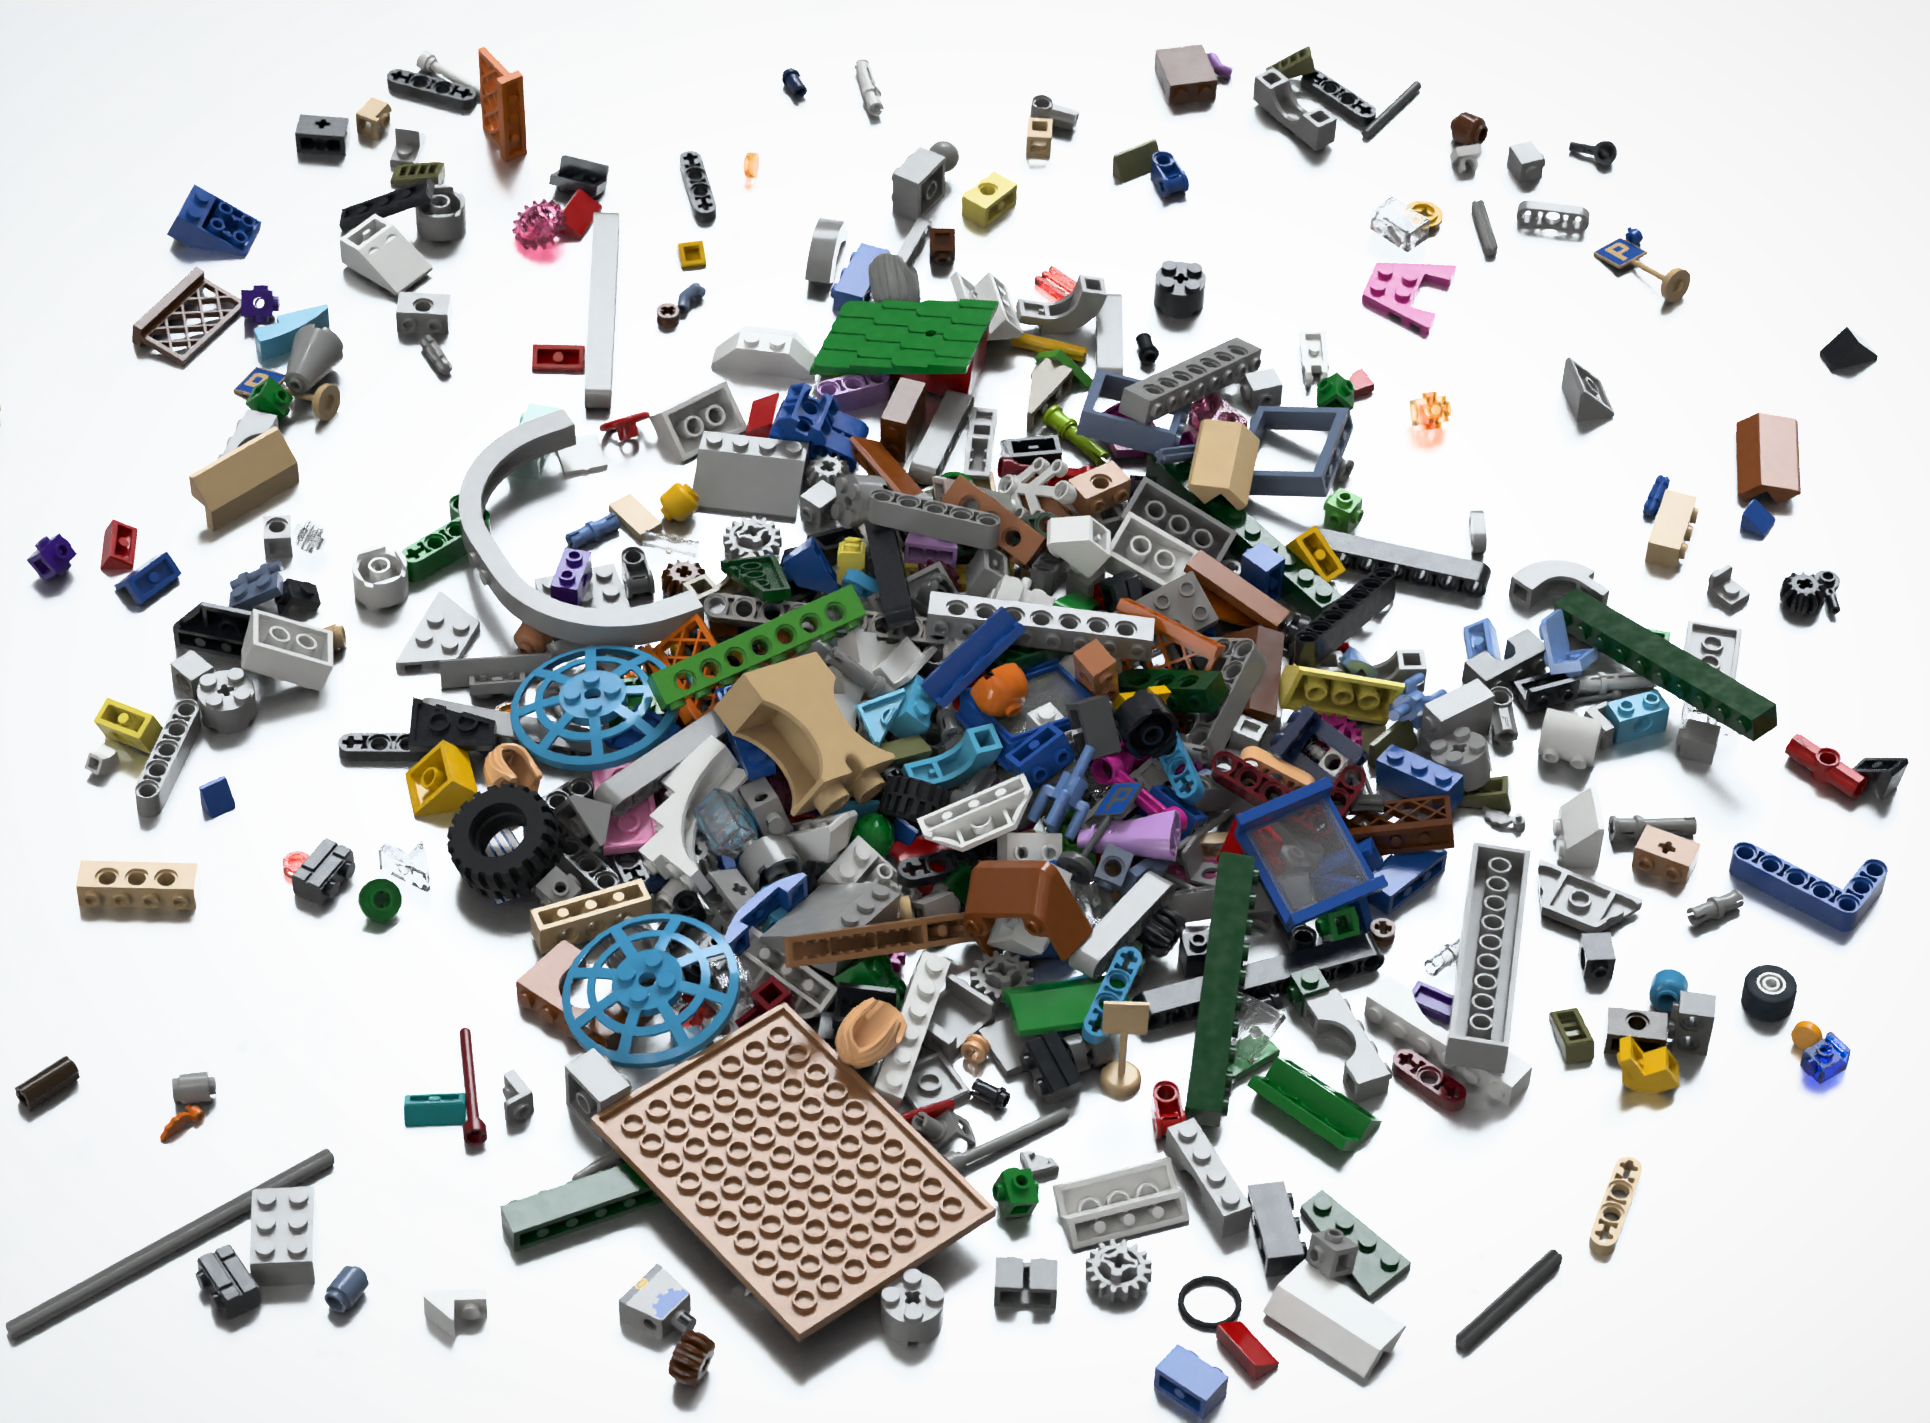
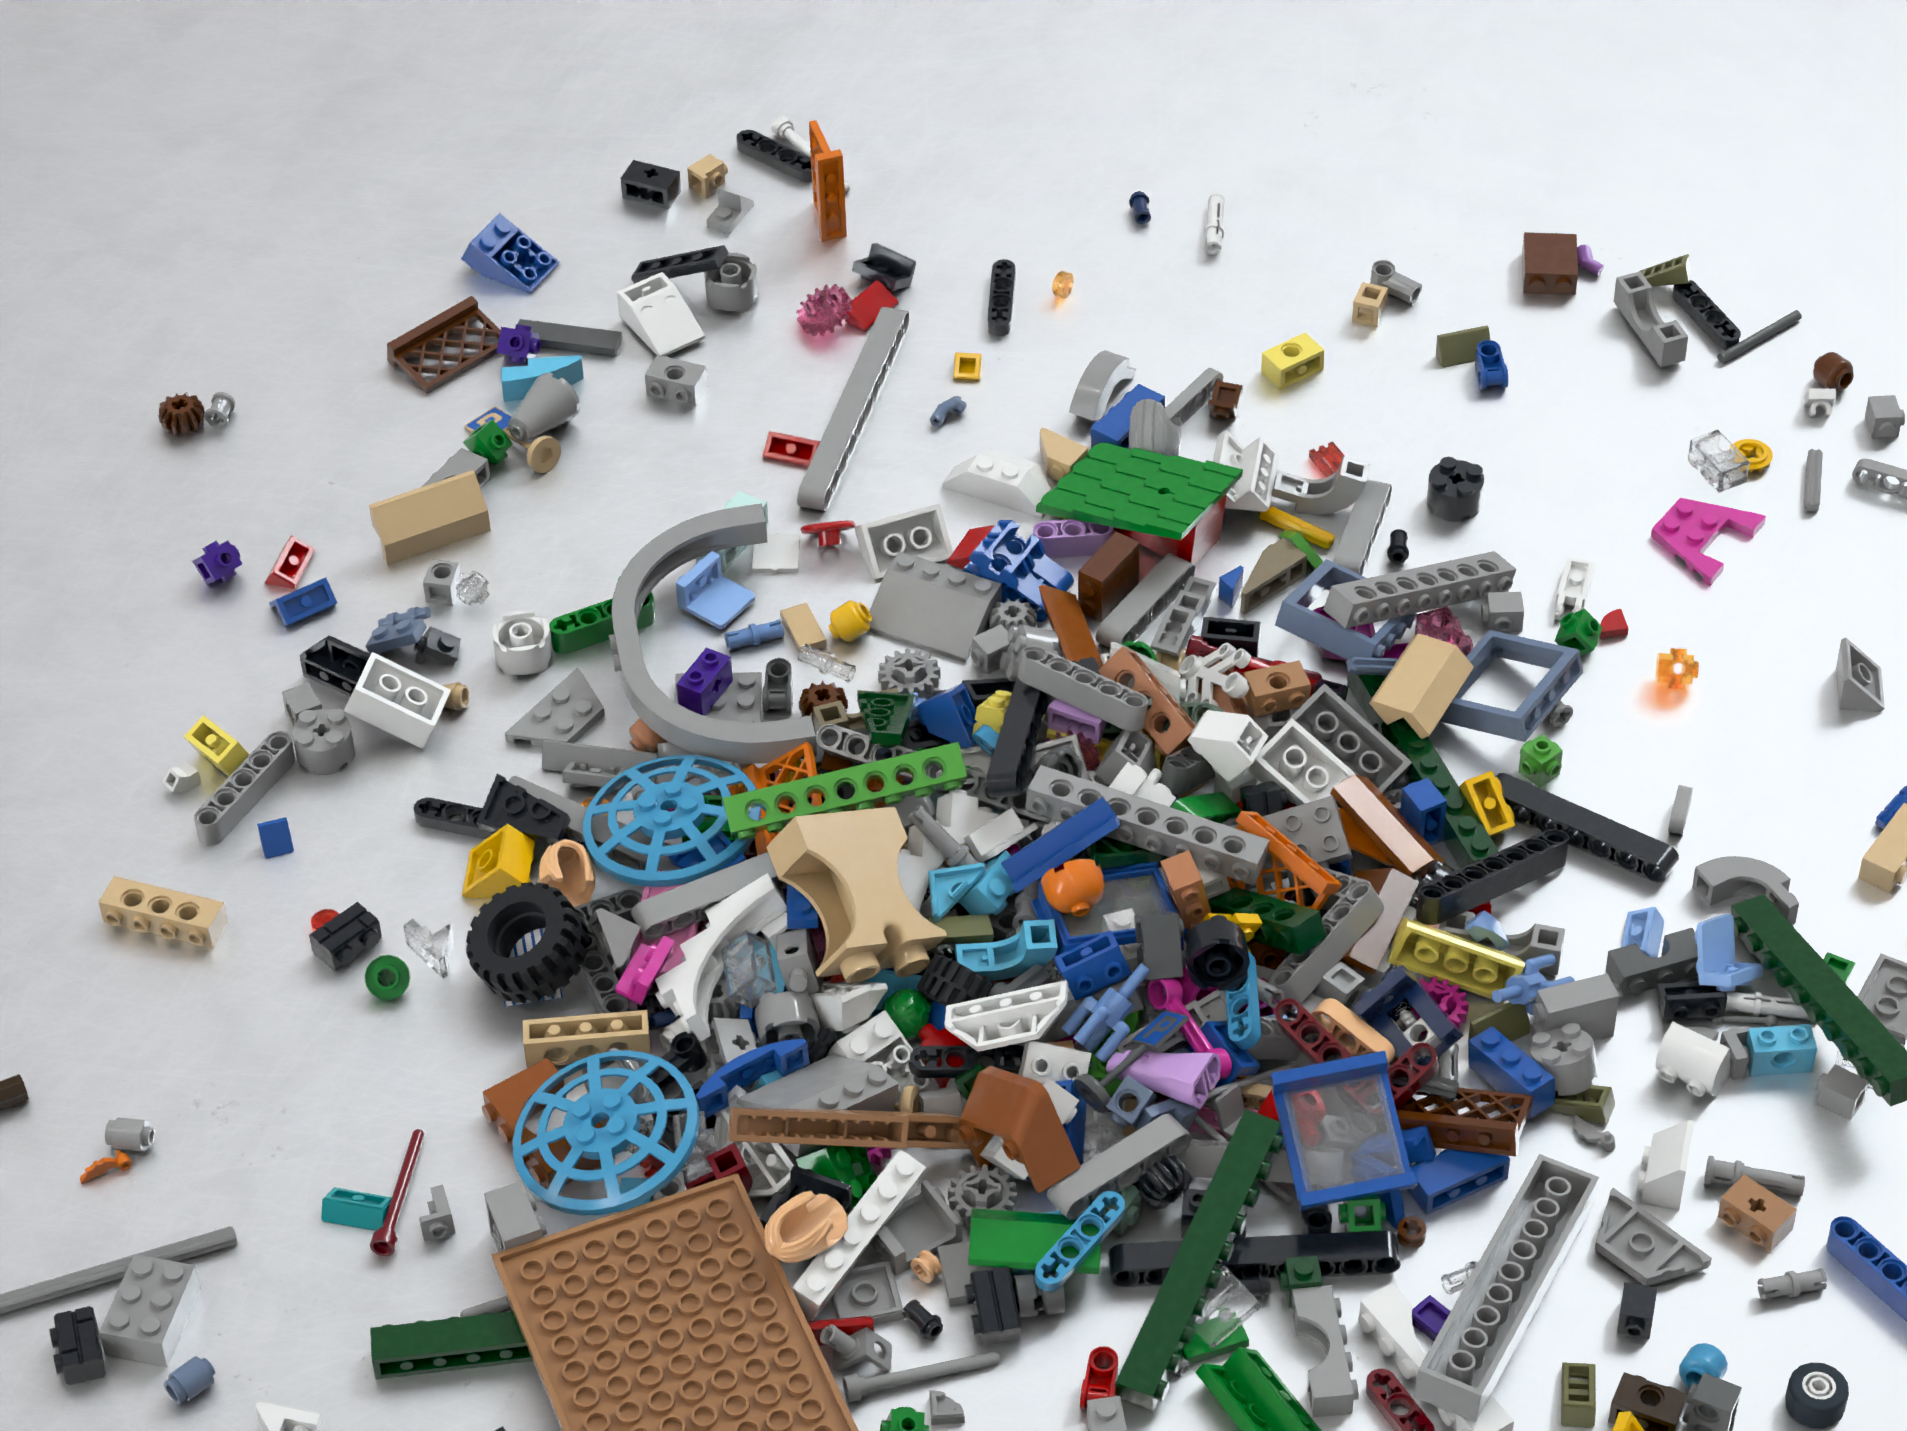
camera: 20 degrees right, 0 degrees up
(309, 289) = (575, 337): none -> dark grey tile
(418, 172) = (735, 239): olive slope -> none
(436, 355) = (673, 425): light grey axle -> none
(539, 503) = (710, 594): none -> light blue bracket
(557, 887) = (564, 1002): light grey brick -> none
(625, 843) = (643, 970): none -> dark pink bracket
(668, 315) = (919, 425): reddish brown bush -> none
(811, 319) = (1059, 453): none -> tan slope
(921, 179) = (1225, 328): light grey brick -> none
(1011, 409) = (1231, 586): none -> blue slope
(1067, 429) = (1271, 603): lime pin -> none
(1122, 1077) = (1069, 1331): tan piece -> none
(1503, 720) = (1630, 1018): light grey piece -> none

